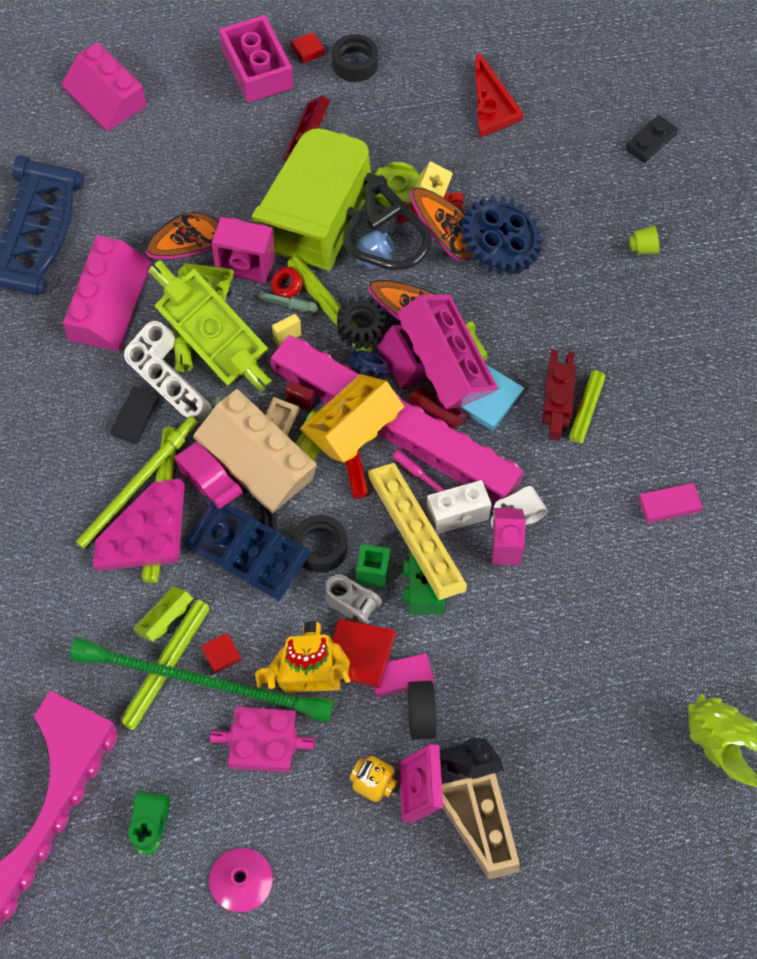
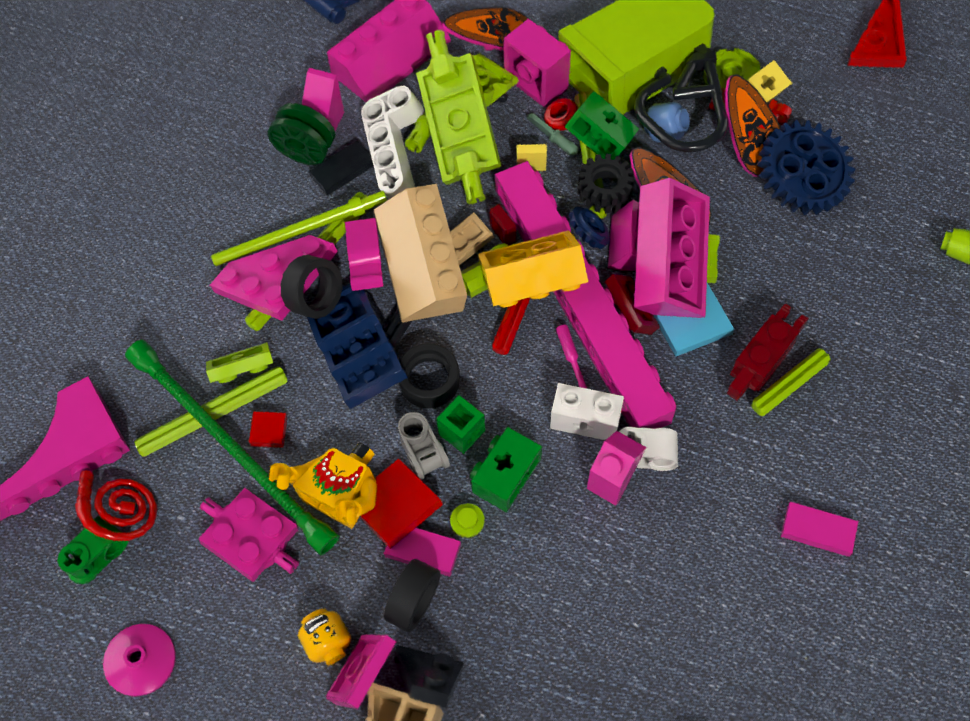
camera: 35 degrees right, 0 degrees up
(86, 370) = (323, 95): none -> dark pink slope
(88, 403) = (301, 134): none -> dark green wheel
(150, 775) = (83, 507): none -> red piece
(188, 522) = (294, 280): none -> black tyre
(329, 278) = (601, 127): none -> green brick
(417, 531) = (525, 415): light yellow tile -> none
(421, 635) = (467, 520): none -> lime plate

